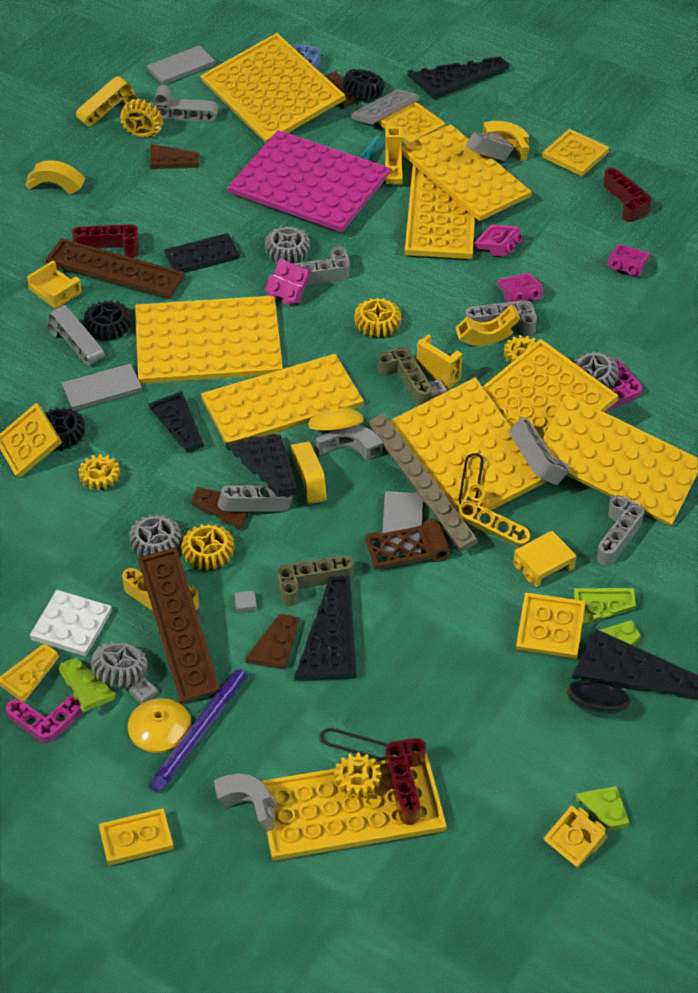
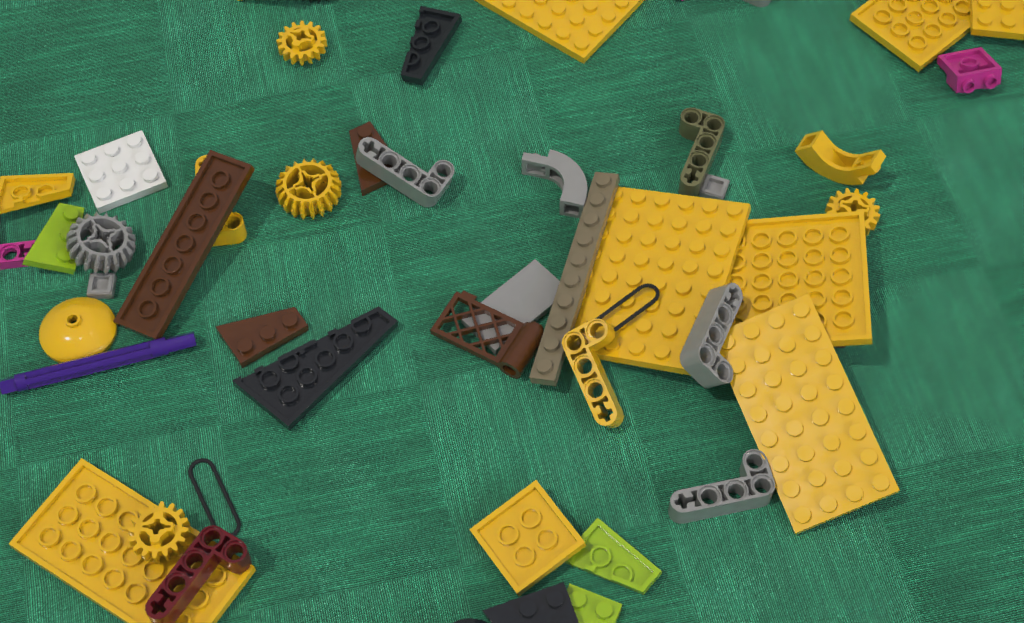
camera: 45 degrees right, 10 degrees up
(150, 535) = (288, 145): light grey gear -> none
(245, 601) = (282, 270): light grey tile -> none
(246, 788) = (56, 474): light grey arch -> none
(267, 459) = (450, 142): black wing -> none
(280, 399) = (550, 90): yellow plate -> none
(310, 472) = (480, 181): yellow beam -> none
(310, 574) = (396, 301): olive beam -> none
(335, 418) = (565, 147): yellow dish -> none
(388, 317) = (745, 68): yellow gear -> none
(437, 363) = (742, 174): yellow panel -> none
(521, 288) = (931, 140): dark pink plate -> none
(525, 309) = (896, 168): light grey beam -> none
(543, 557) = (607, 457): yellow panel -> none
(602, 366) = (902, 301): light grey gear -> none
(624, 387) = (922, 337): dark pink beam -> none

